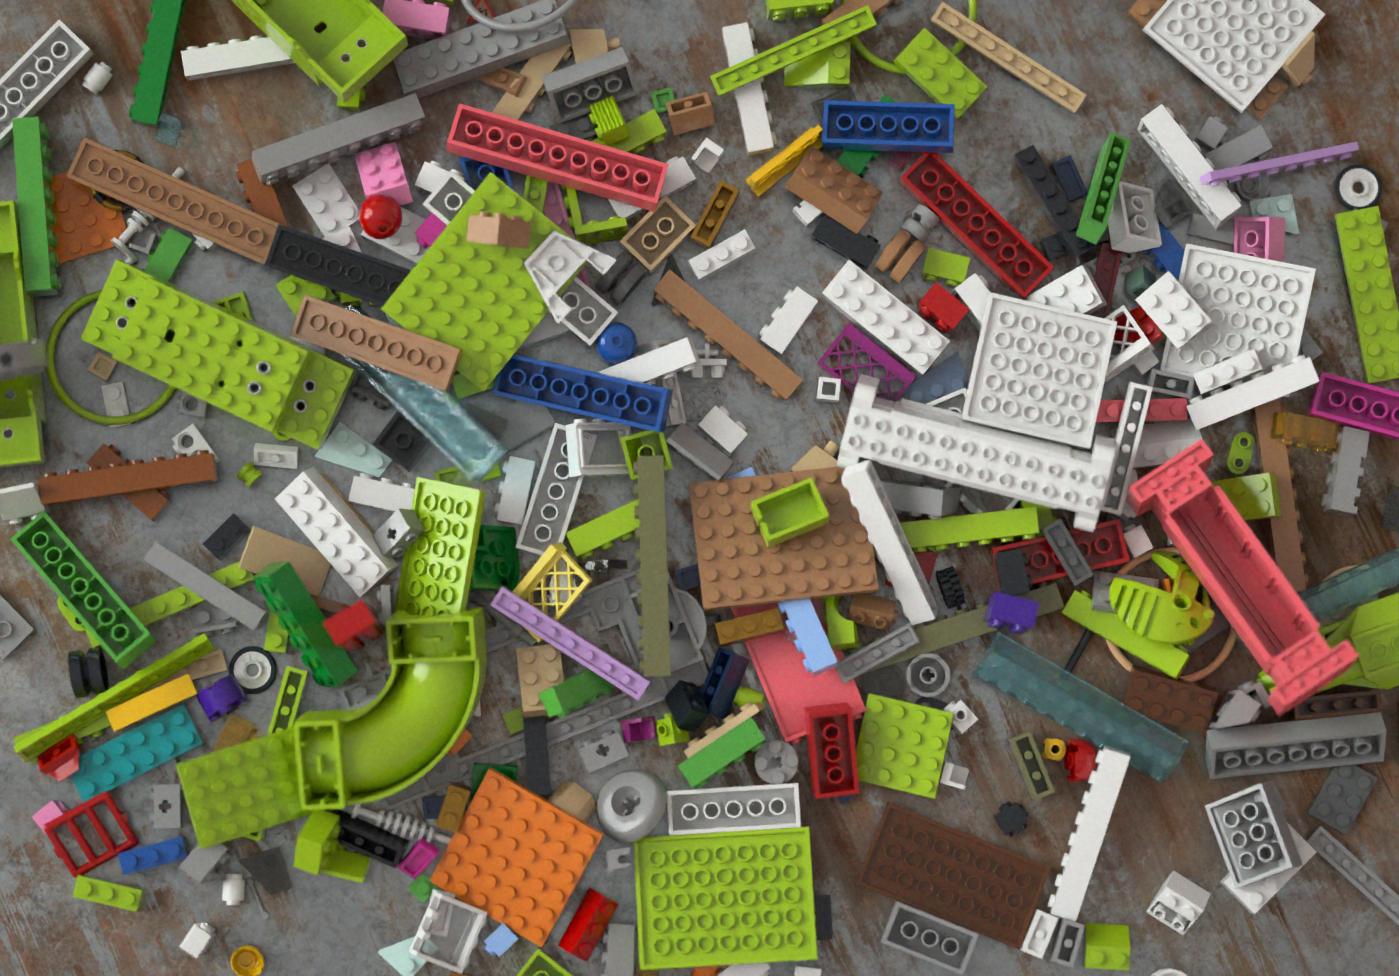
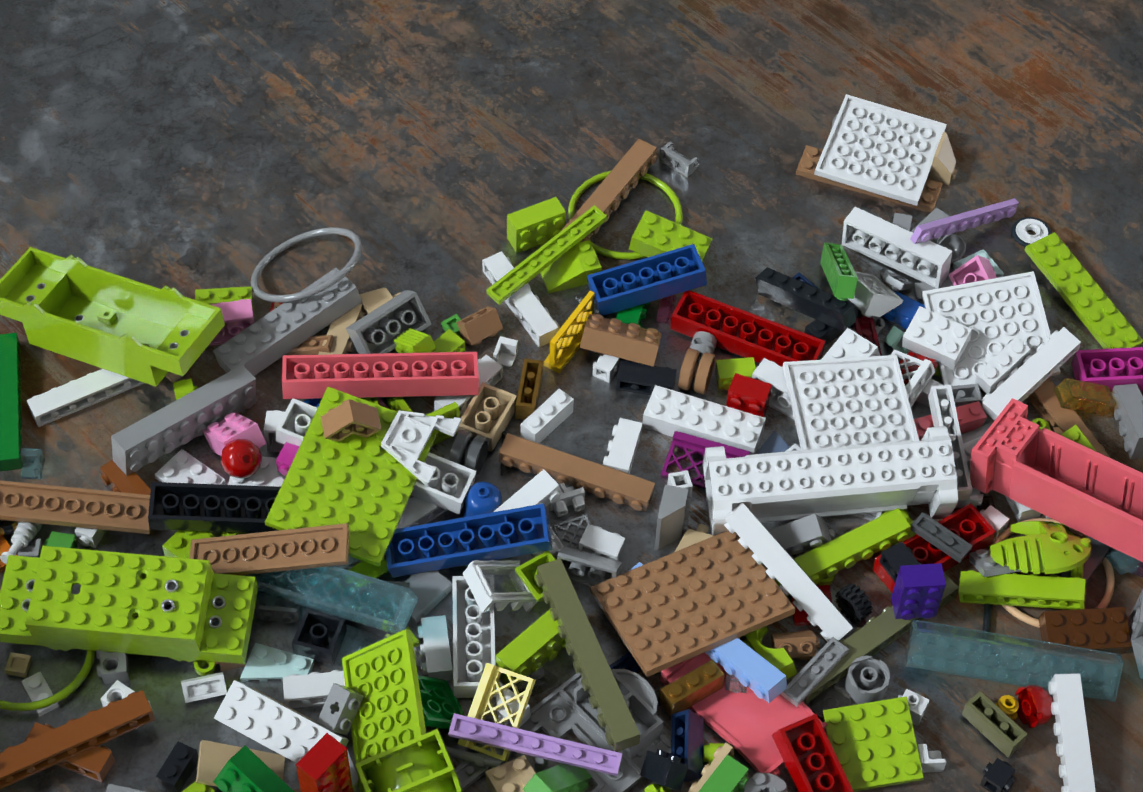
camera: 15 degrees left, 30 degrees down
(249, 474) = (183, 710): lime wheel -> none
(789, 512) = (690, 570): lime piece -> none
(802, 430) = (672, 515): none -> light grey slope
(1008, 57) = (720, 221): tan plate -> none

